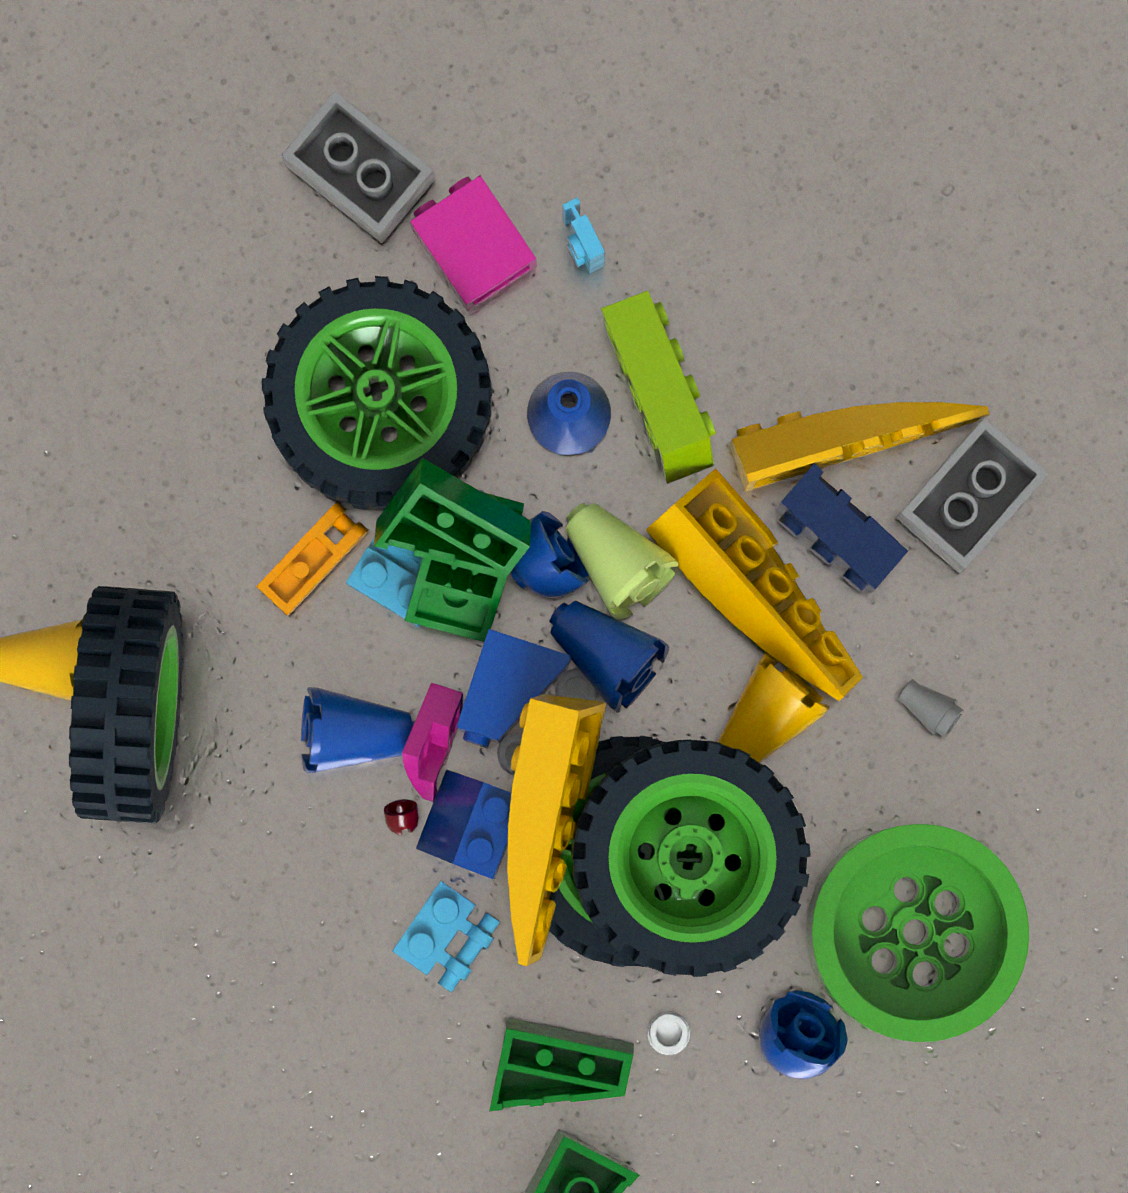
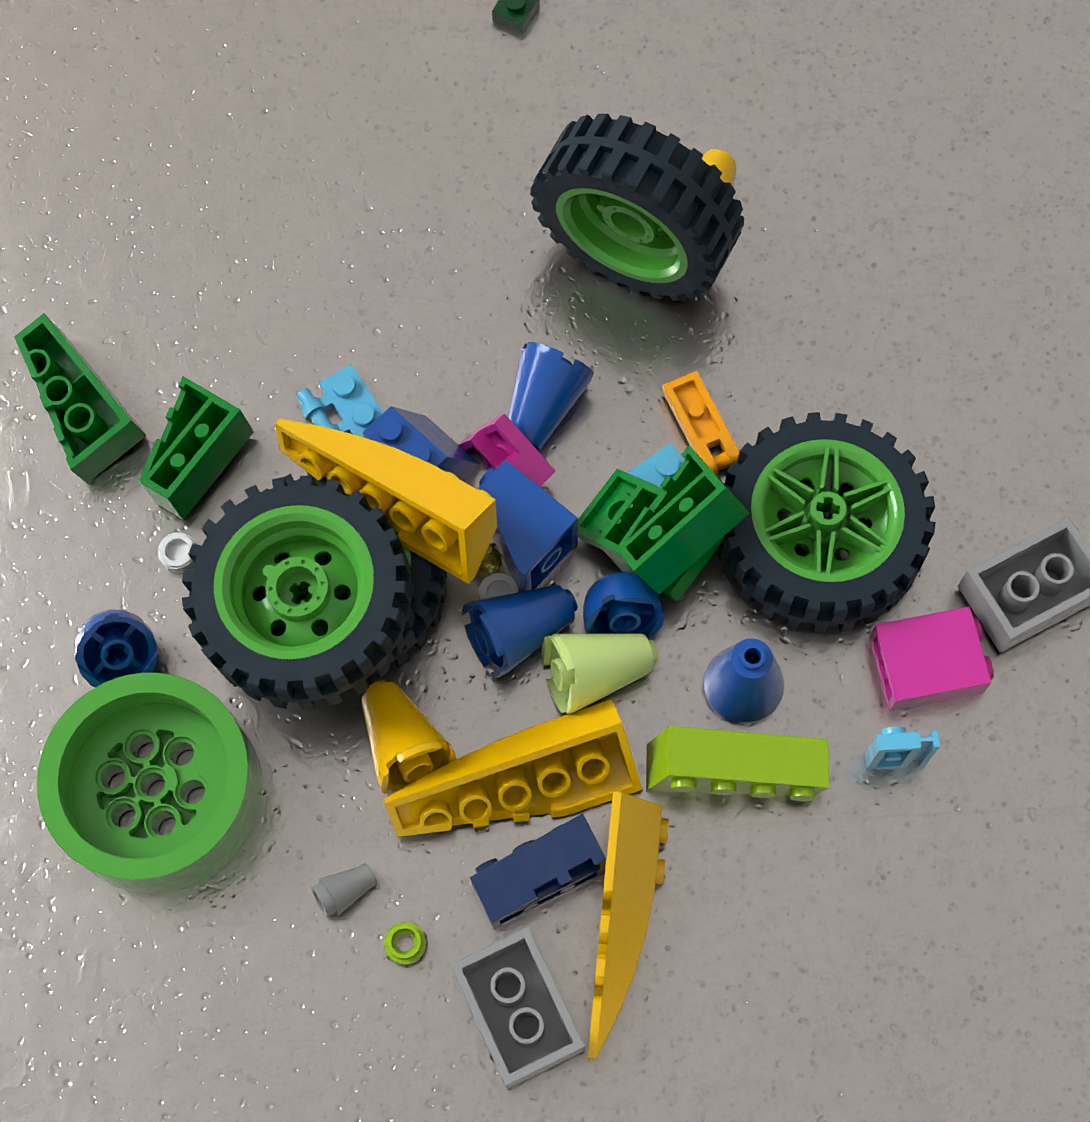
camera: 115 degrees right, 15 degrees down
(401, 816) = (457, 412): dark red hinge -> none
(964, 619) = (401, 930): none -> lime plate

